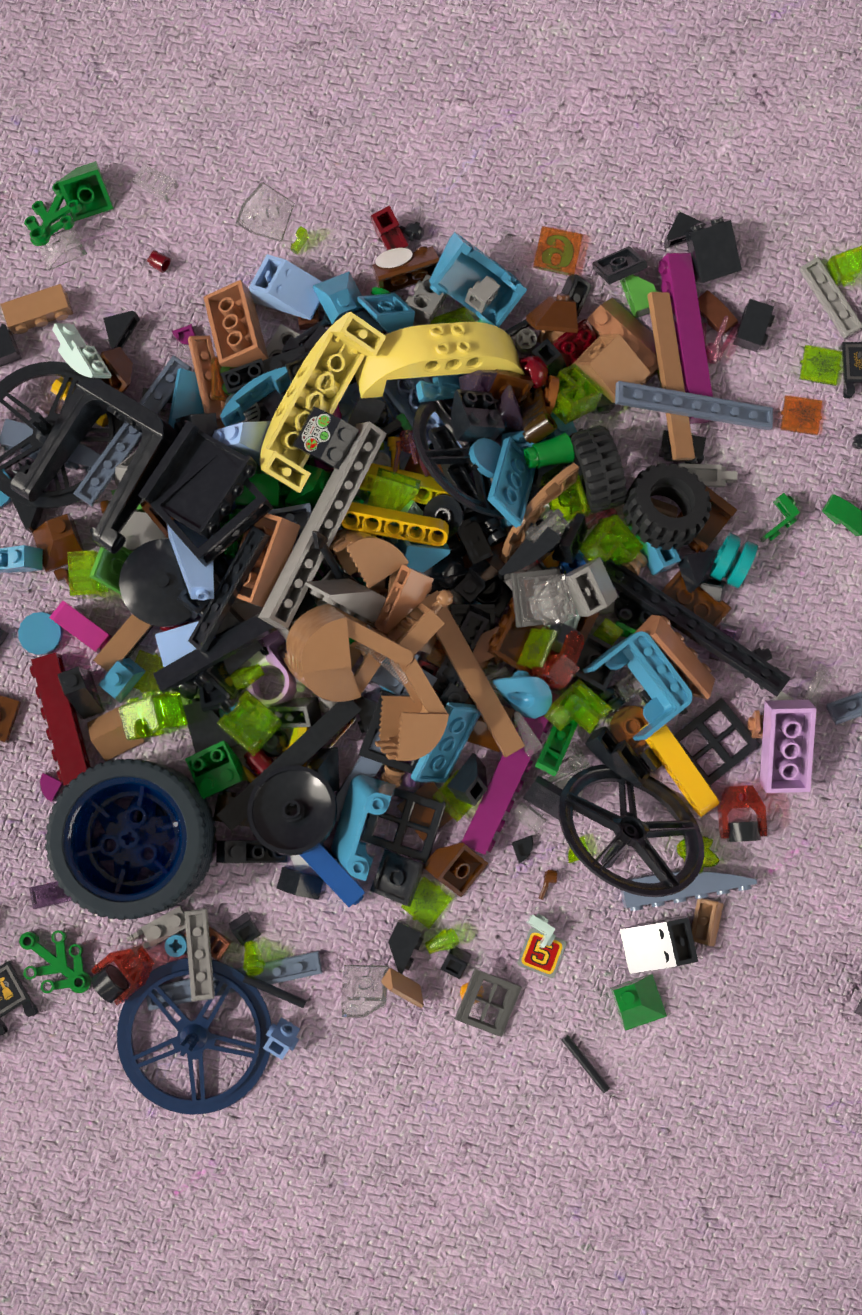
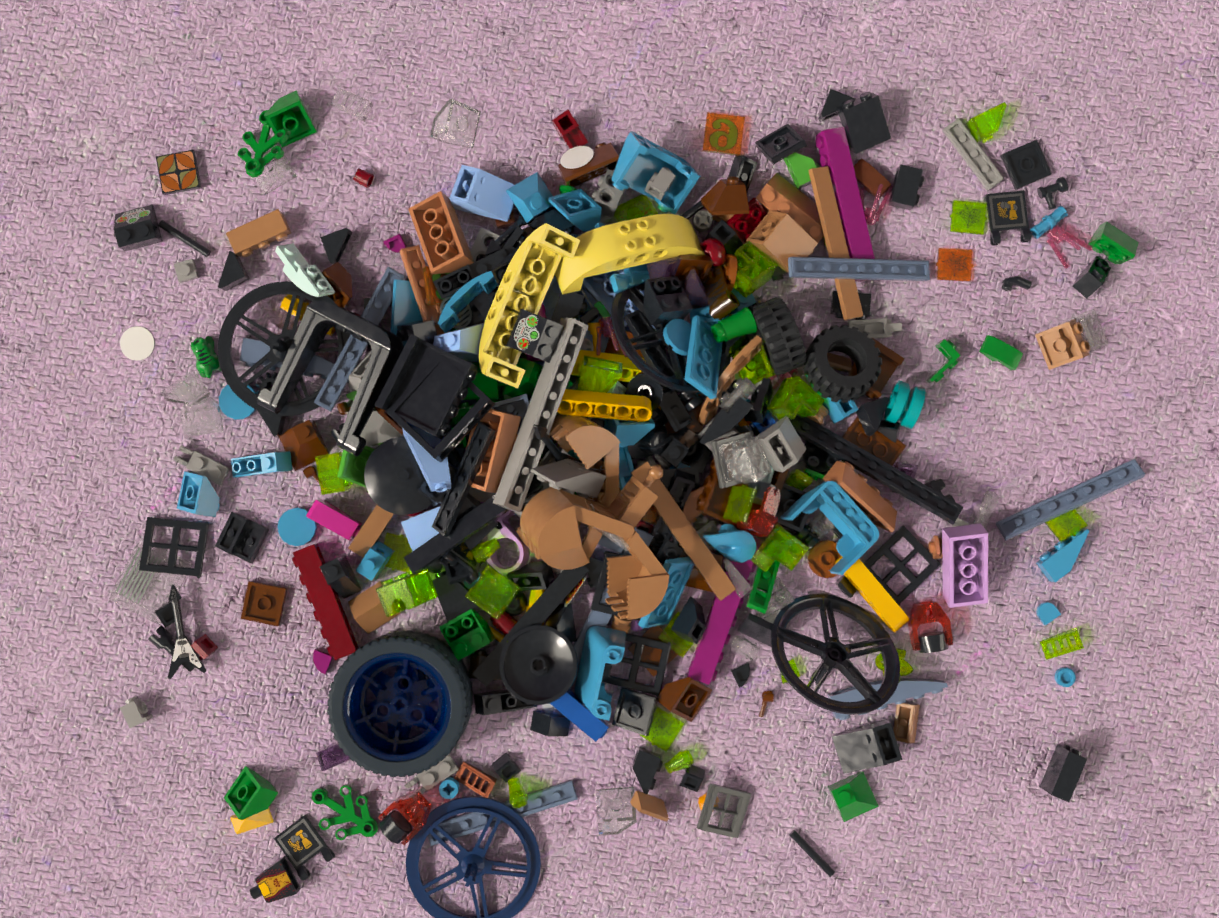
camera: 10 degrees left, 5 degrees up
(199, 955) = (470, 795): light grey tile -> none
(275, 991) = (538, 818): black bar -> none
(281, 1038) = (549, 858): medium blue brick -> none
(302, 237) = (490, 144): clear neon green tile -> none
(405, 595) = (620, 471): nougat slope -> none
(413, 231) = (591, 128): black piece -> none
(538, 959) = (766, 762): sticker -> none
(540, 923) = (762, 738): light aqua bracket -> none
(617, 756) = (817, 587): black slope -> none

